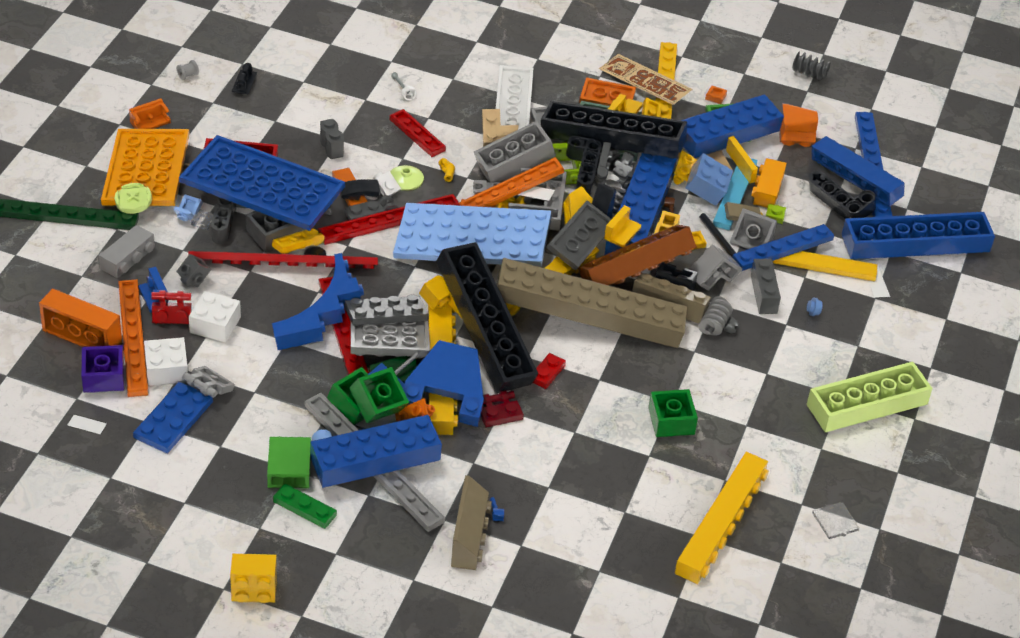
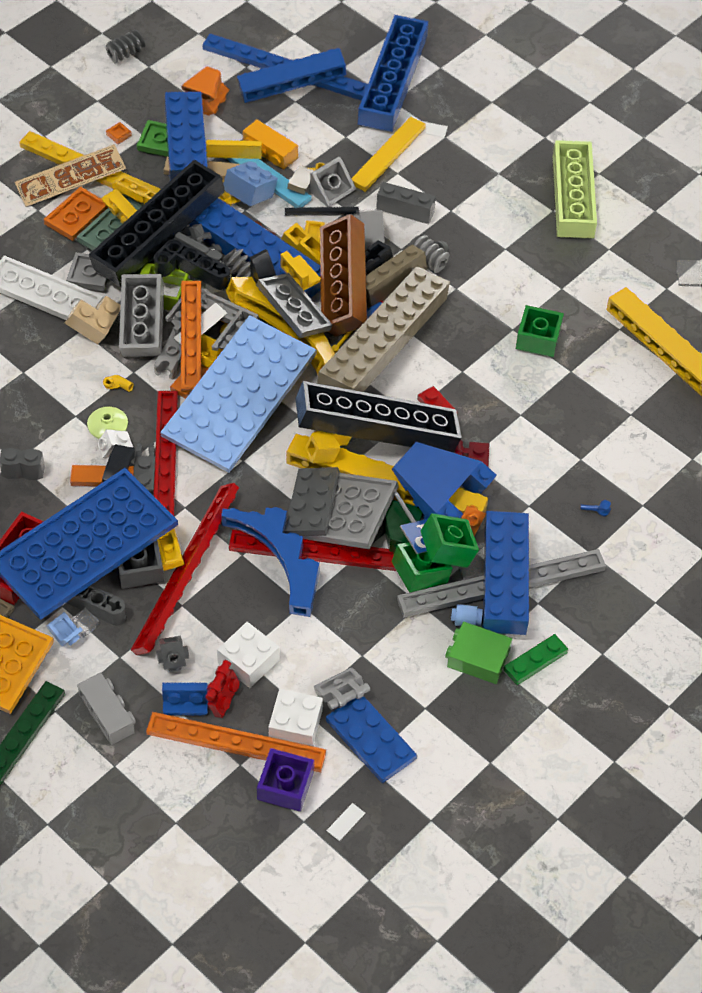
camera: 65 degrees left, 10 degrees up
(79, 321) = (209, 781): orange brick -> none
(133, 198) = (29, 676): yellowish green tile -> none
(253, 578) = (630, 726): yellow brick -> none
(315, 250) = (184, 537): black sticker -> none
(417, 133) = (44, 389): red tile -> none
(470, 525) = (618, 534): dark tan slope -> none
(776, 212) = (307, 158): lime plate -> none
(784, 246) = (361, 169): blue plate -> none
(814, 306) = (444, 180): medium blue plate -> none
(839, 199) = (288, 107): black beam -> none

